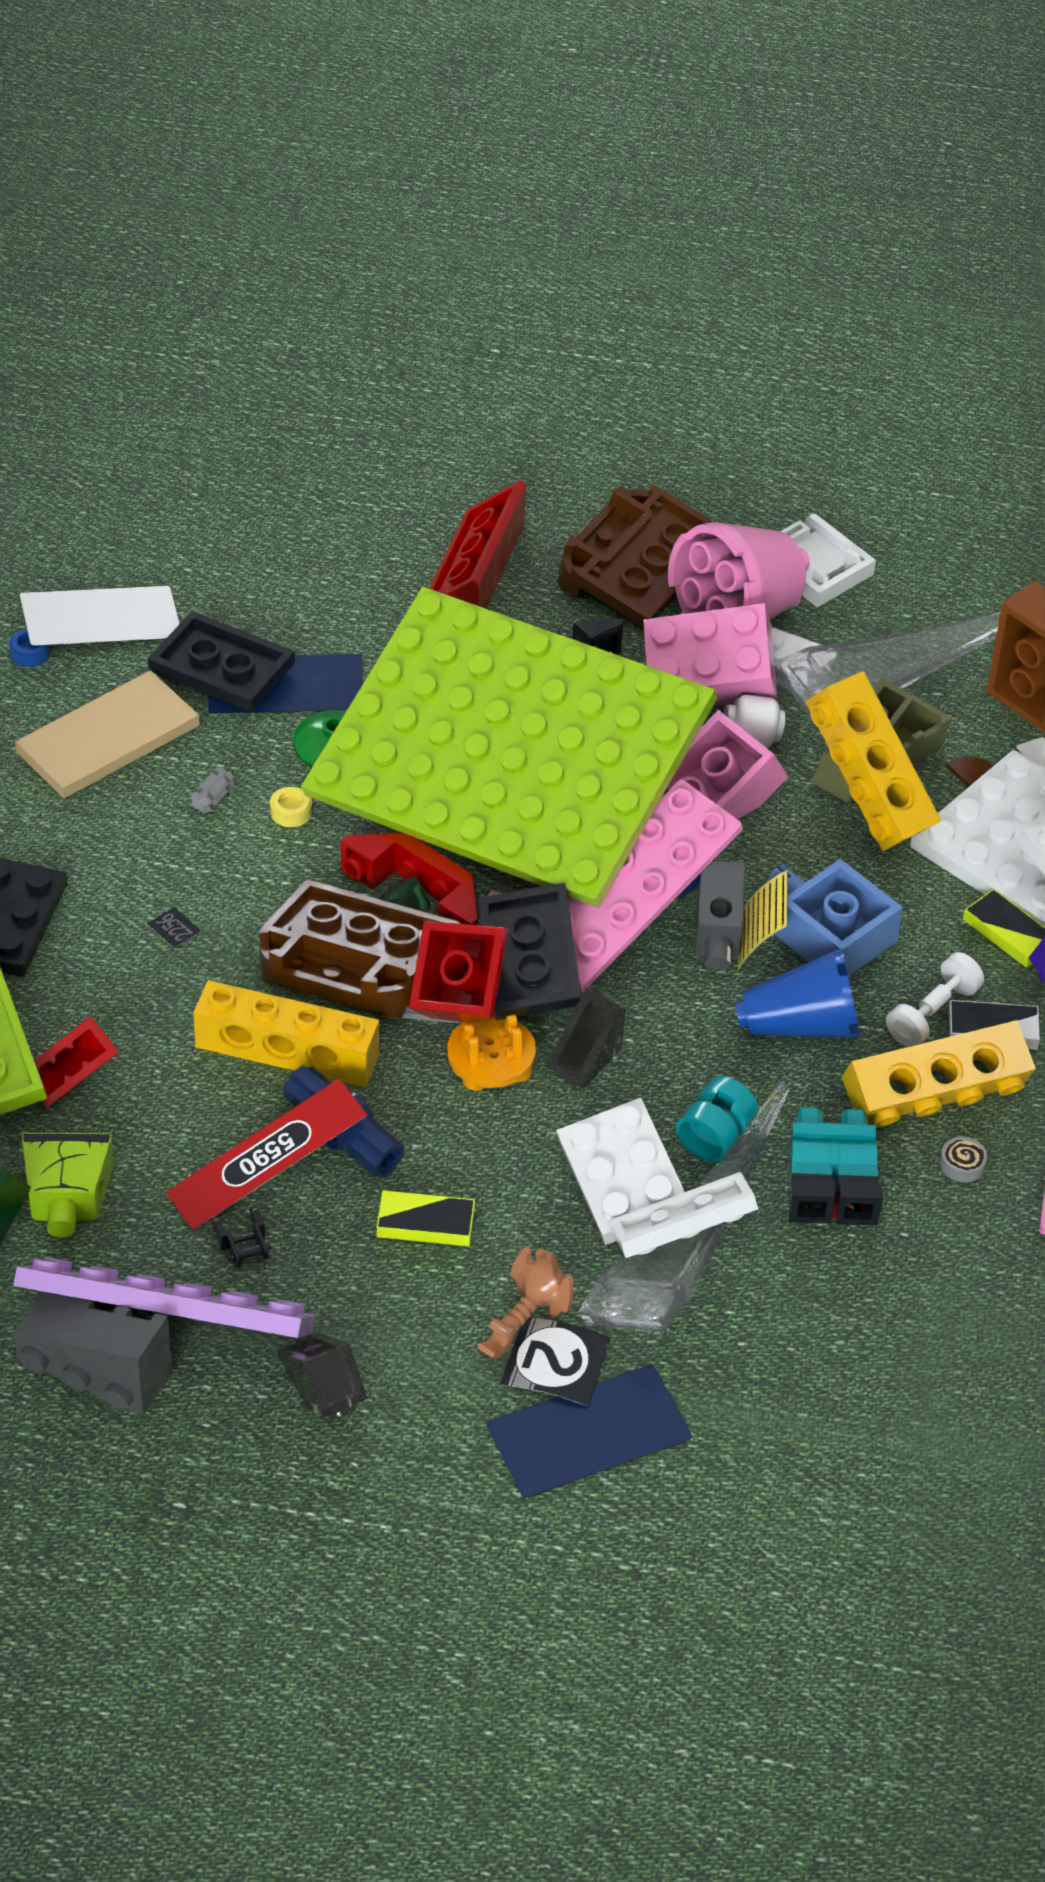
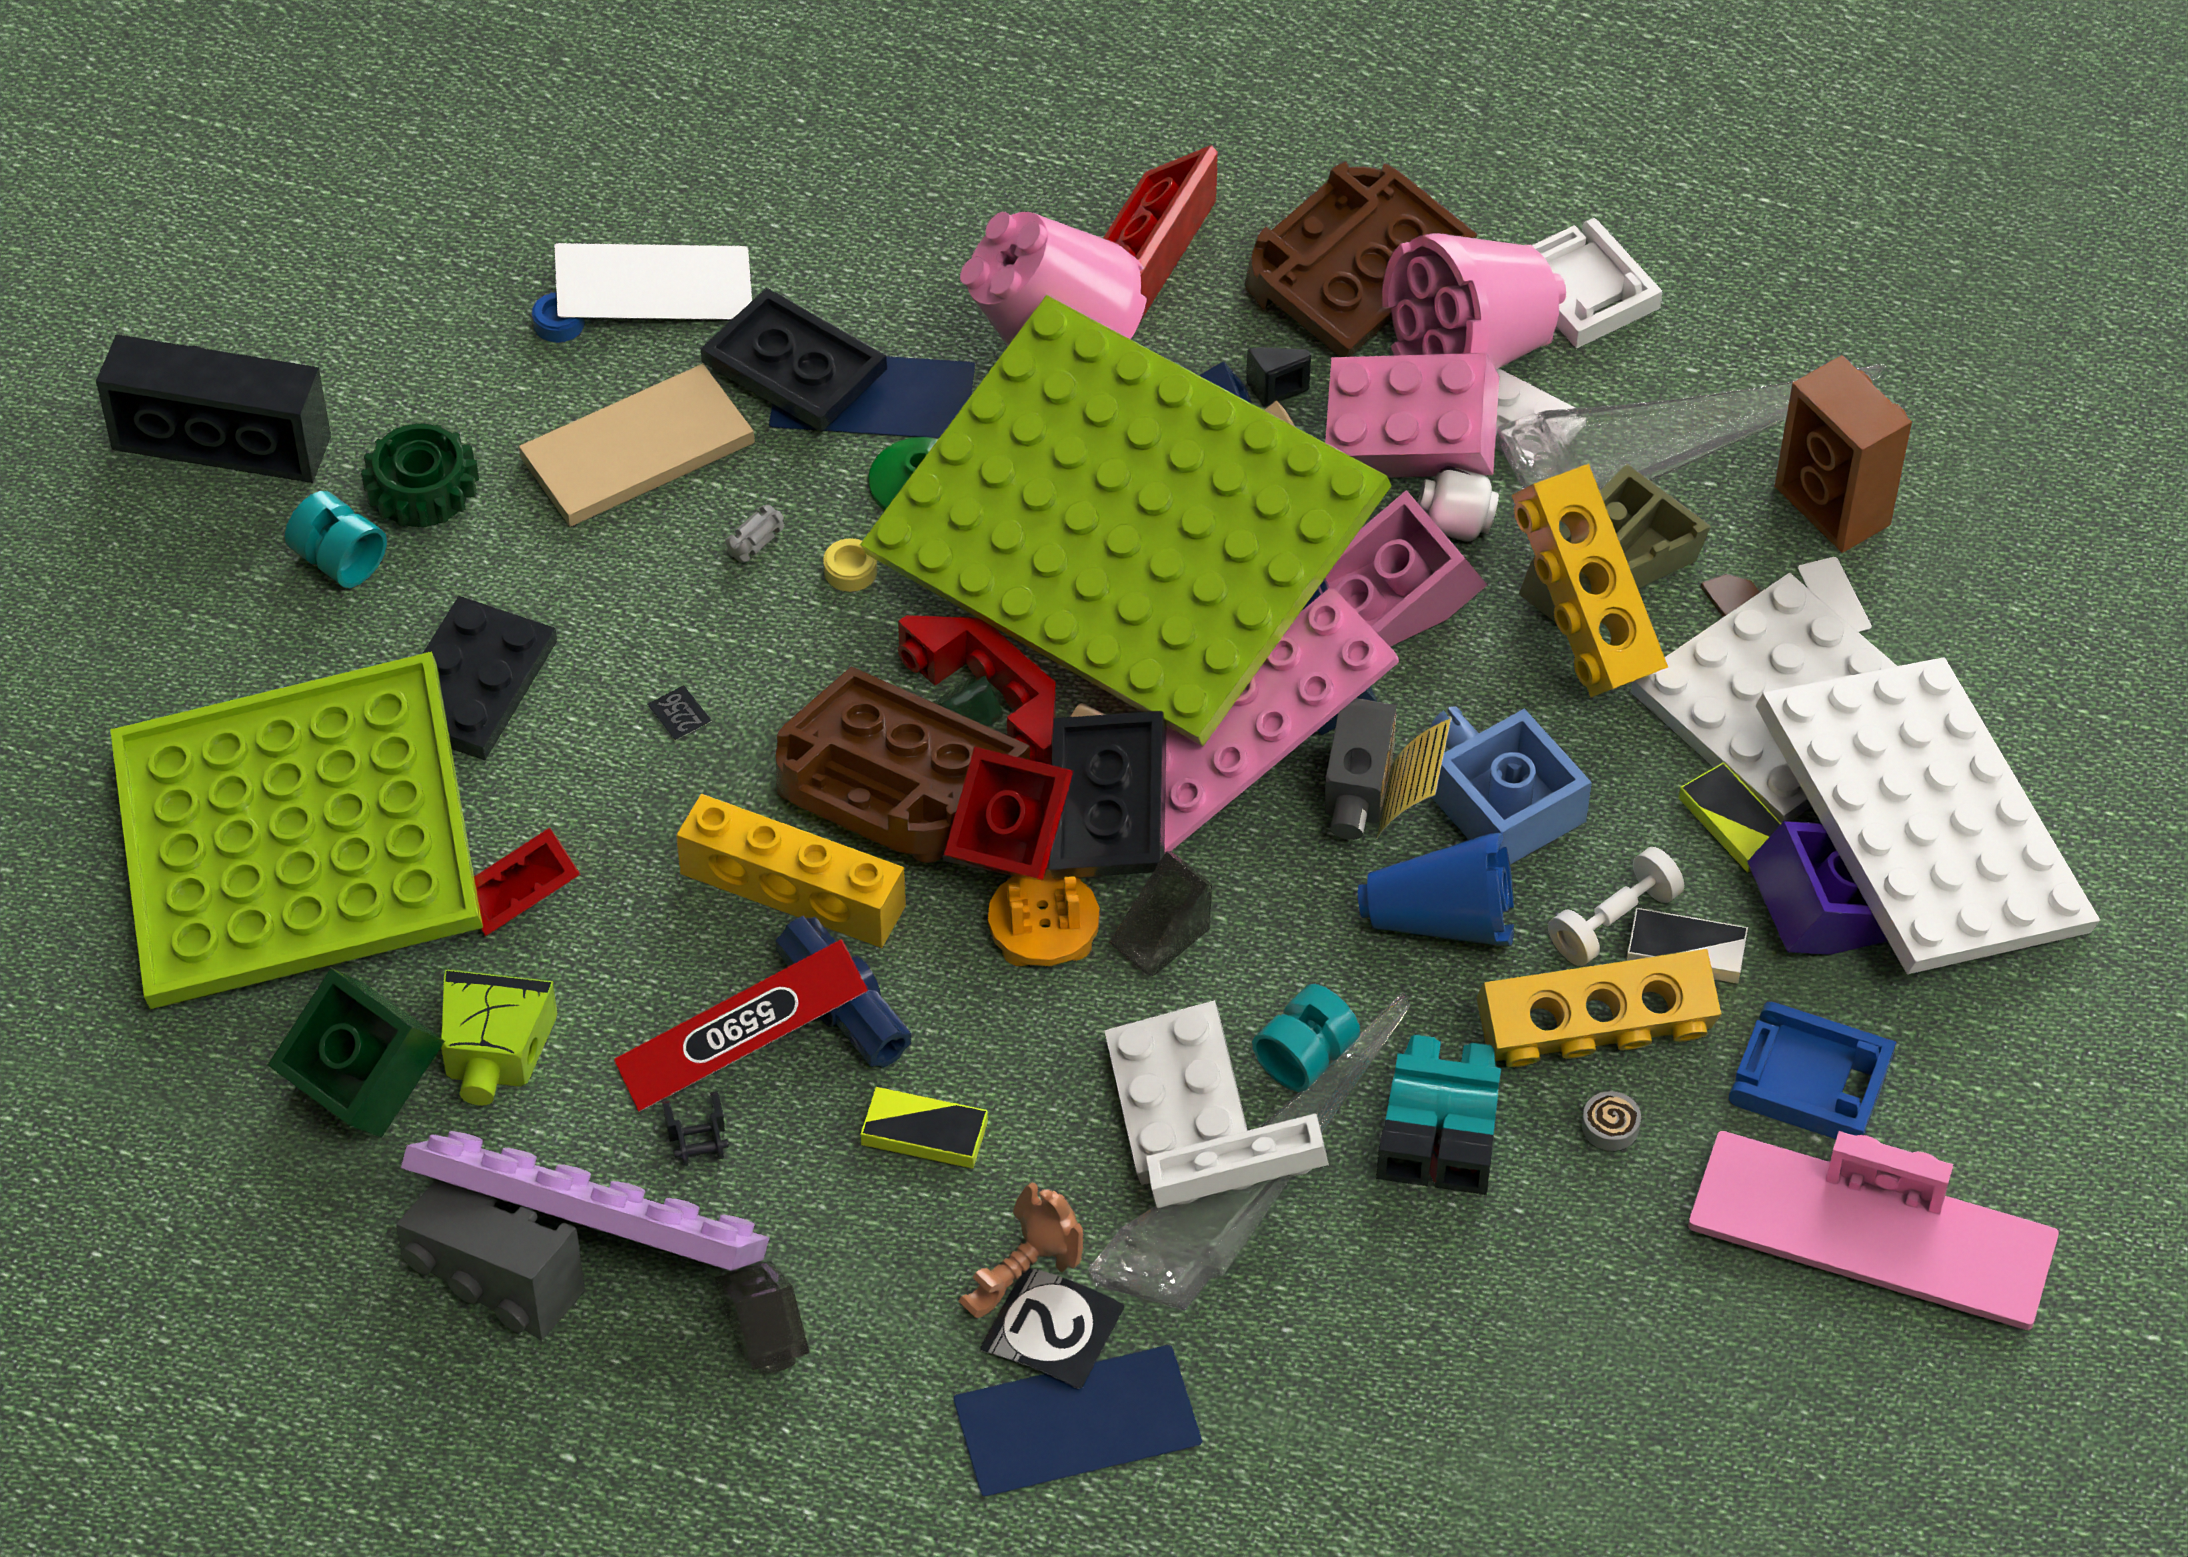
camera: 10 degrees right, 5 degrees up
(404, 561) = (1037, 257): none -> bright pink cone

